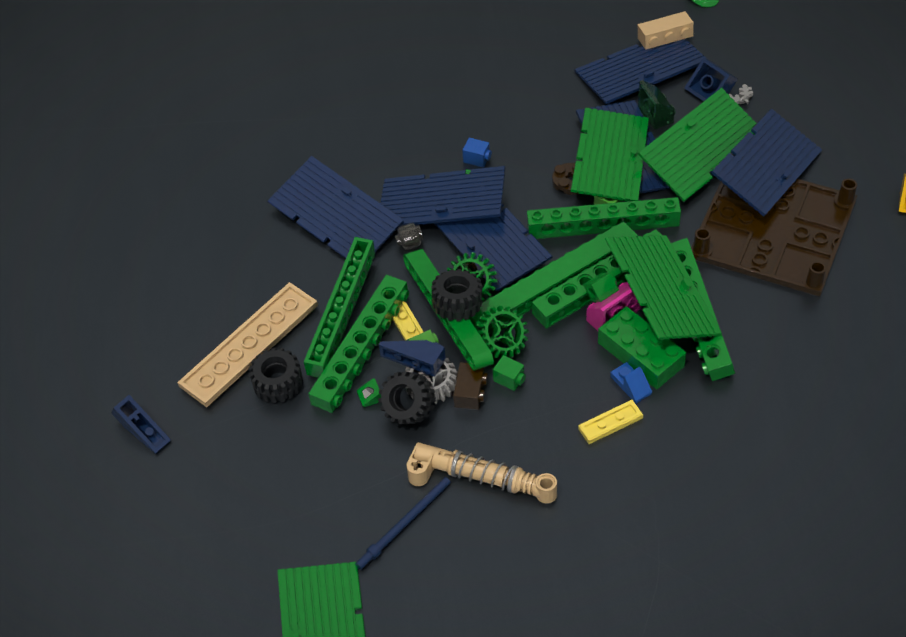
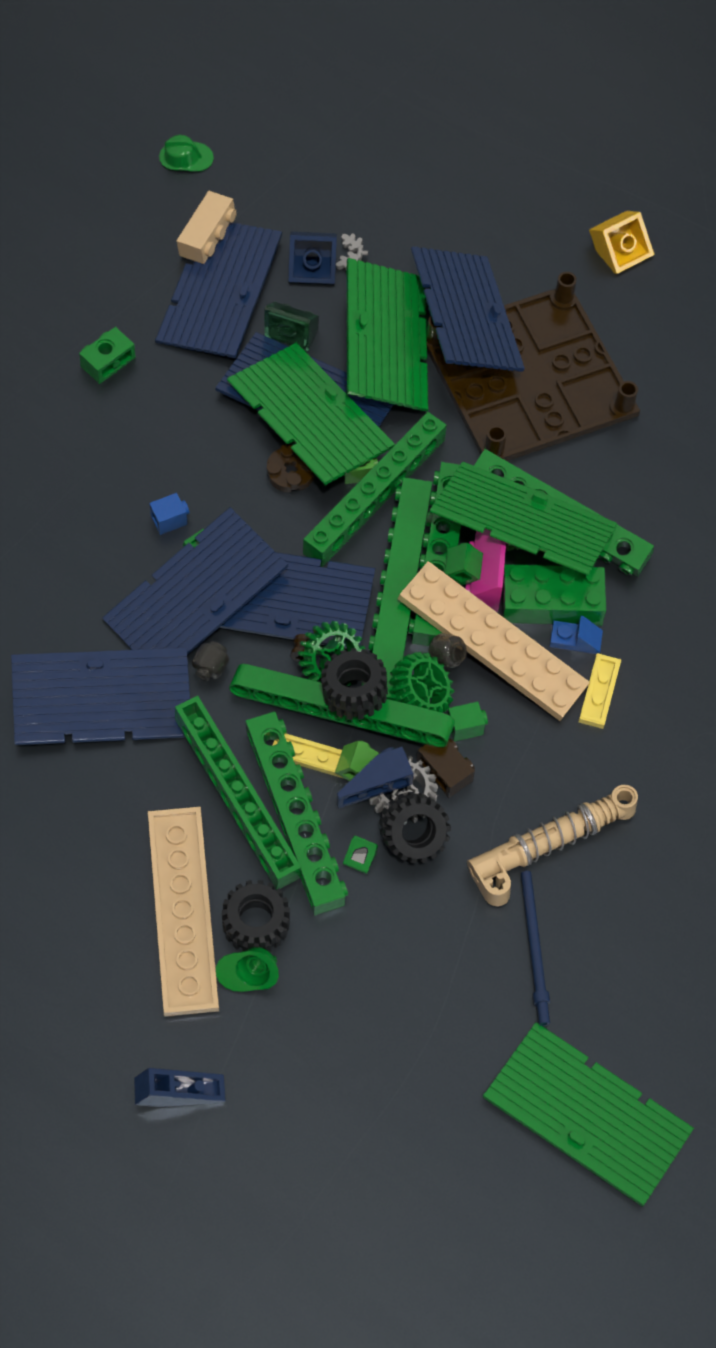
camera: 55 degrees left, 10 degrees up
(241, 397) = (248, 970): none -> green piece
(537, 58) = (107, 355): none -> green brick
(538, 325) = (448, 649): none -> clear smoke head
(573, 344) = (494, 640): none -> tan plate

